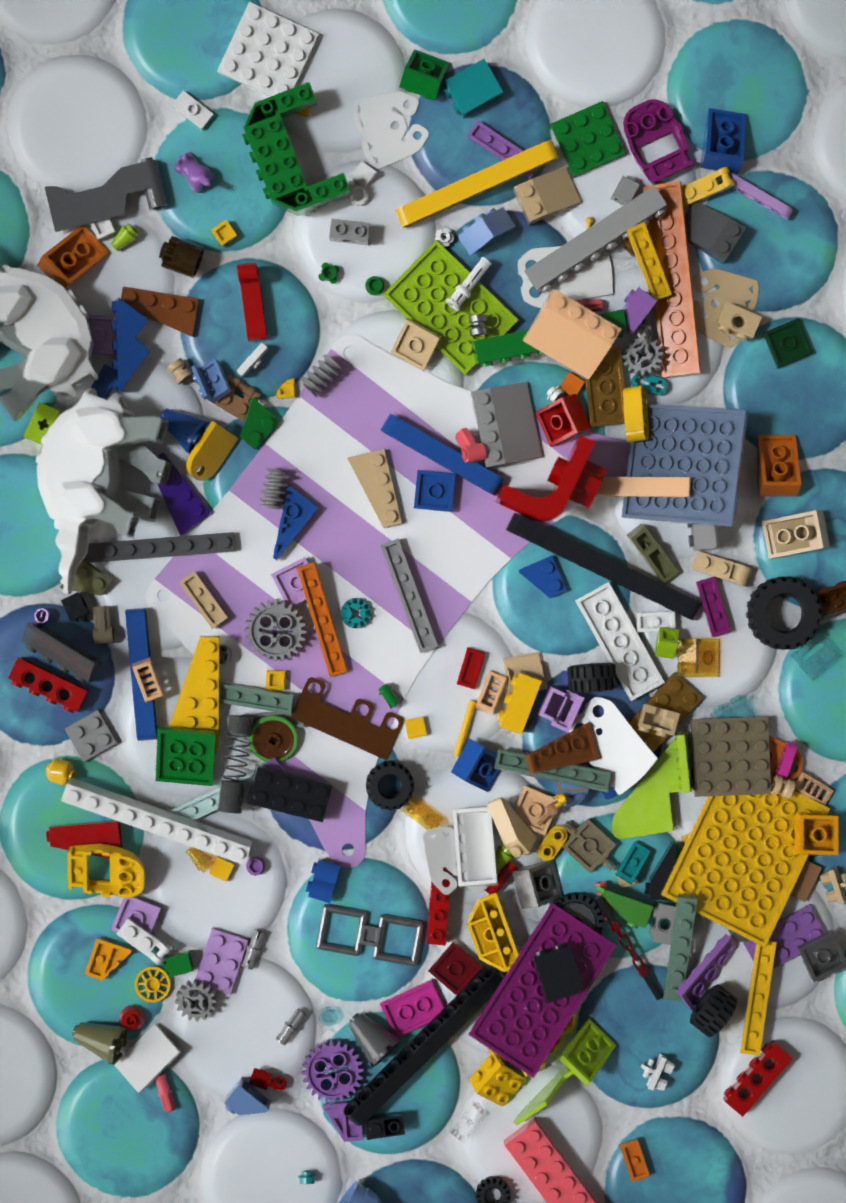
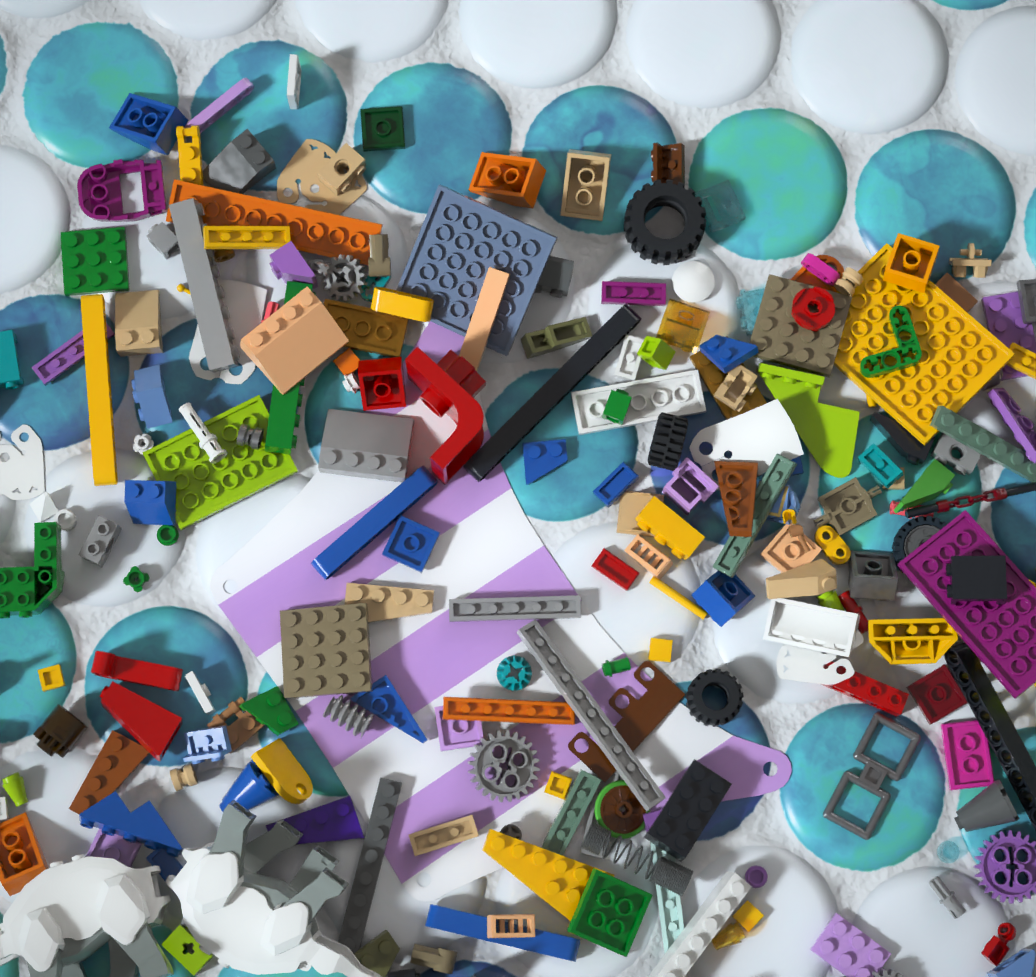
camera: 75 degrees left, 10 degrees down
(214, 322) = (143, 719): none -> red slope
(253, 949) = (848, 910): light grey pin -> none
(287, 390) = (246, 667): yellow tile -> none
(320, 375) = (242, 623): light grey piece -> none
(321, 451) = (325, 651): none -> dark tan plate
(324, 880) = (796, 806): blue brick -> none
(341, 687) = (591, 715): none -> light grey plate
(397, 262) = (151, 501): none -> blue slope
(415, 344) = (246, 510): tan plate -> none
(422, 814) = (757, 674): clear yellow hinge -> none
(471, 449) = (379, 488): coral piece -> none
(543, 645) = (616, 484): none -> blue tile
(608, 625) = (617, 406): none -> green brick
(668, 381) = (379, 261): none -> dark tan piece
(686, 703) = (727, 352): none -> blue wing
(722, 568) = (596, 271): tan plate -> none
(741, 654) = (693, 281): none -> white dish
(741, 850) = (903, 347): none -> green beam
(753, 773) = (811, 296): none -> red plate
(799, 780) = (850, 253): light nougat slope -> none
(801, 253) = (294, 82): none -> white tile

